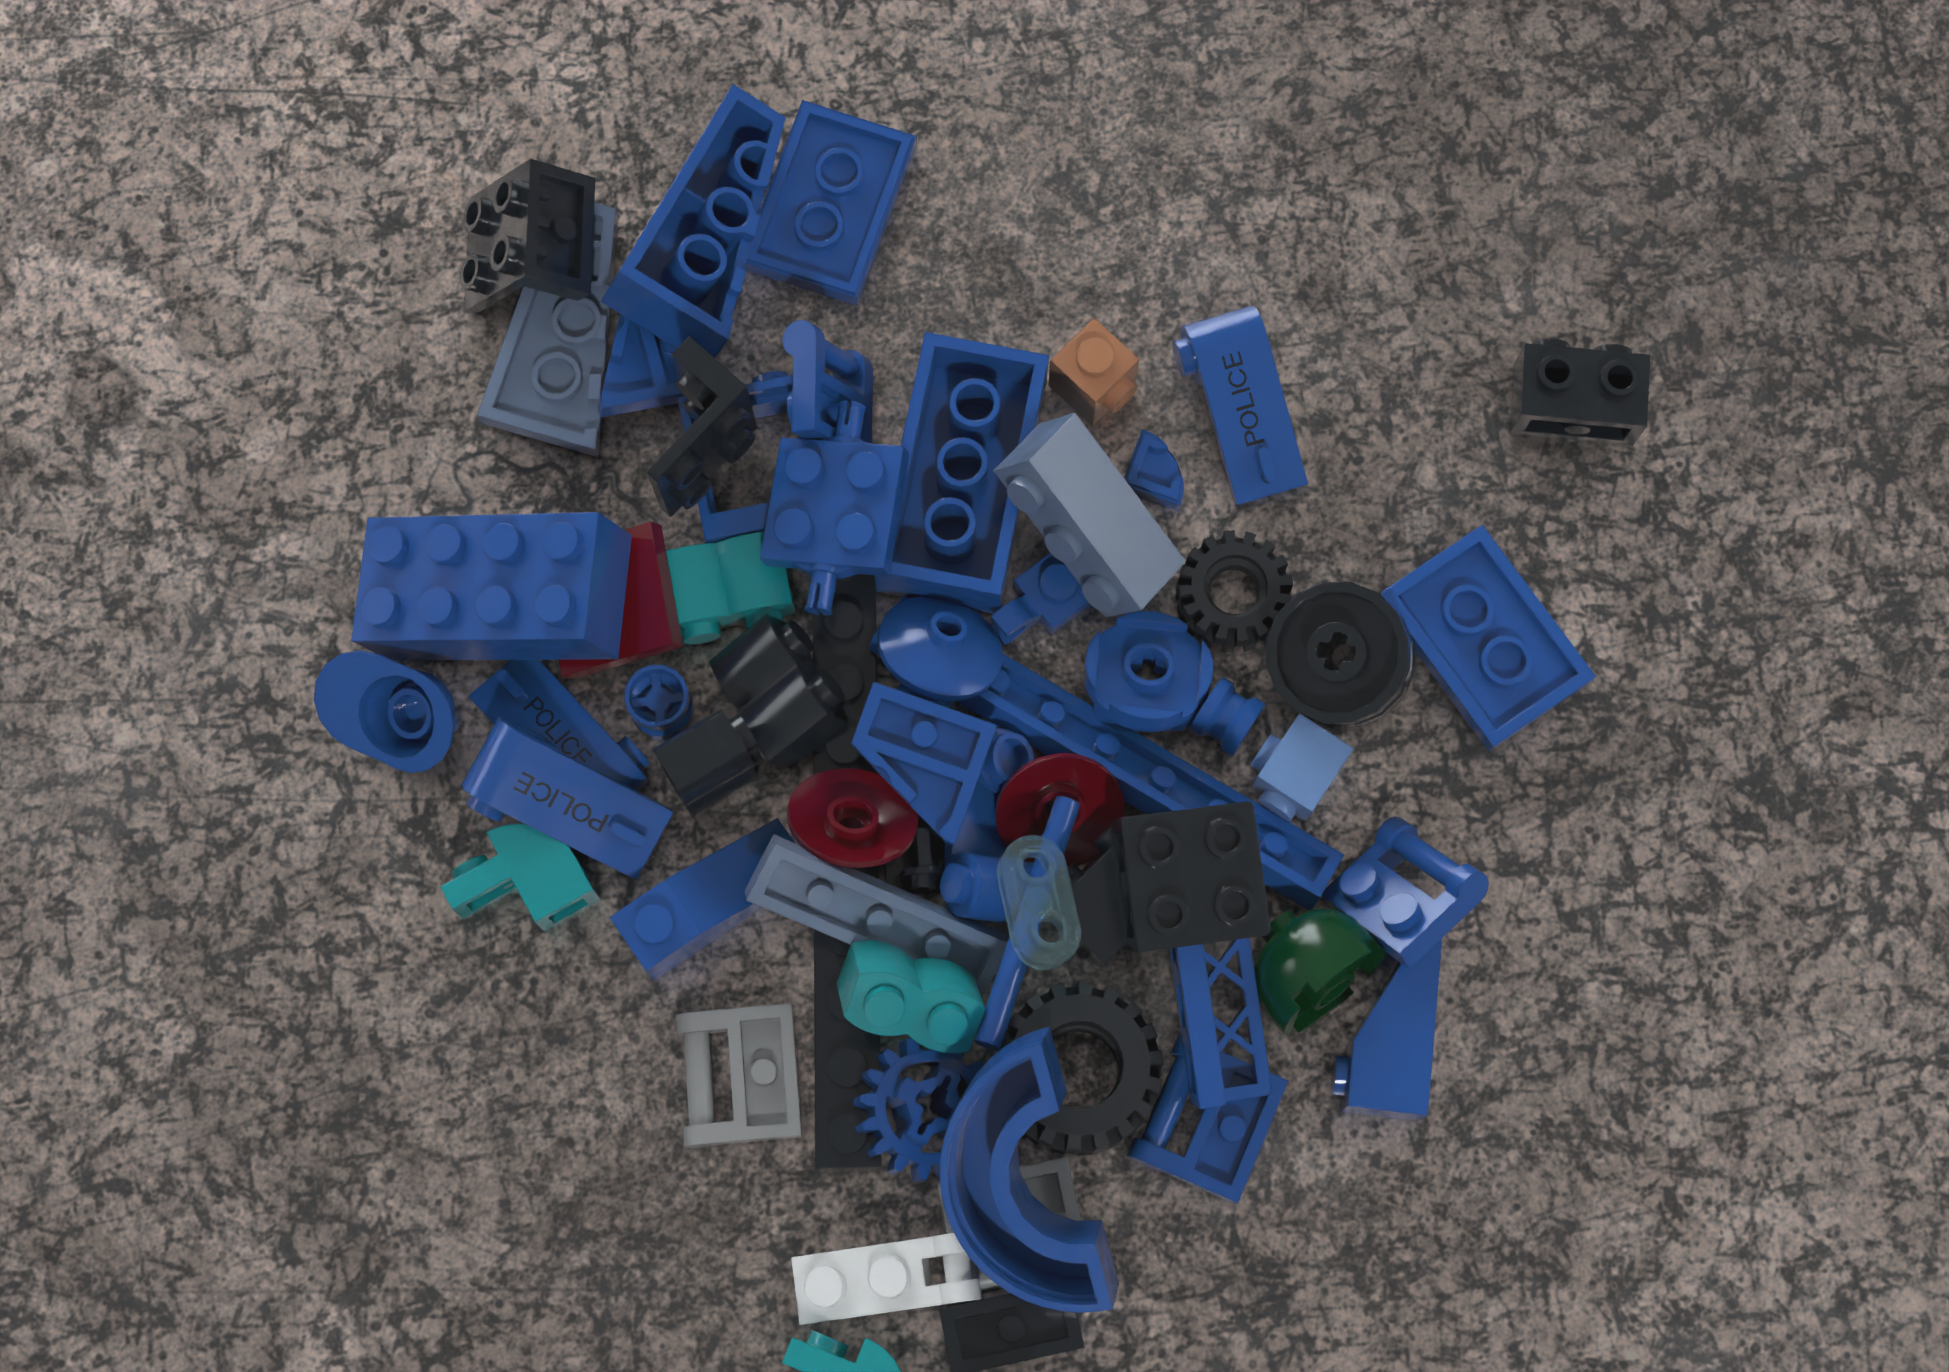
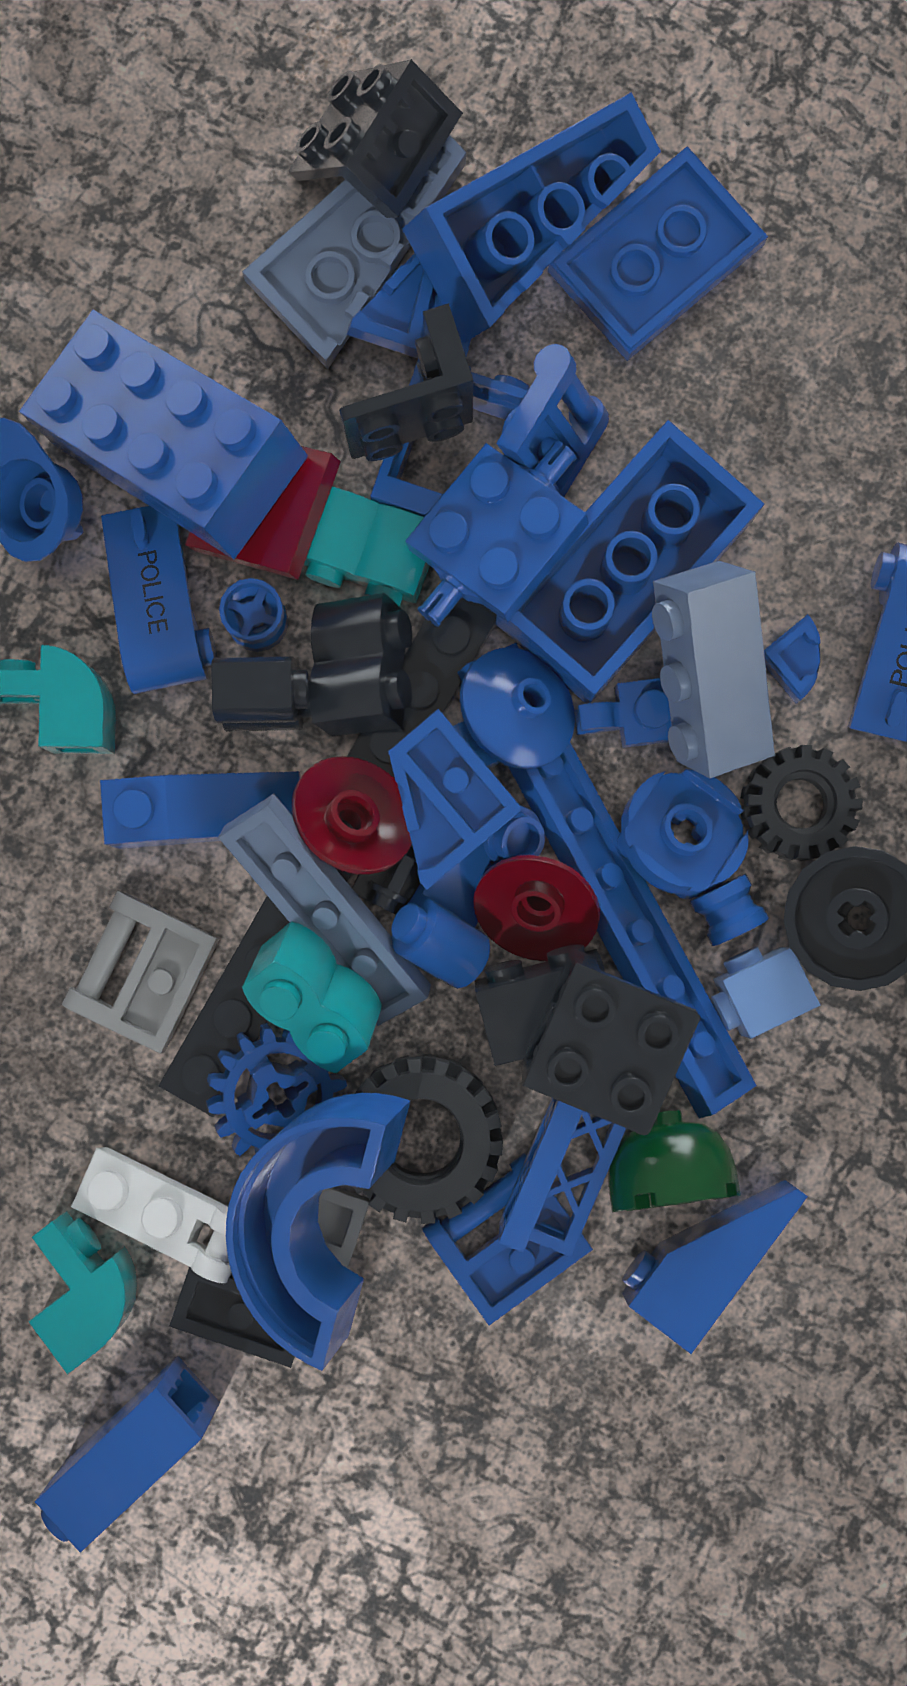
camera: 30 degrees right, 10 degrees up
(563, 798) = (100, 627): blue door -> none
(1012, 969) = (449, 992): blue bar -> none
(1038, 900) = (463, 983): clear light blue plate -> none
(1094, 372) = (796, 540): nougat brick -> none
(1393, 908) = (769, 1162): blue plate -> none

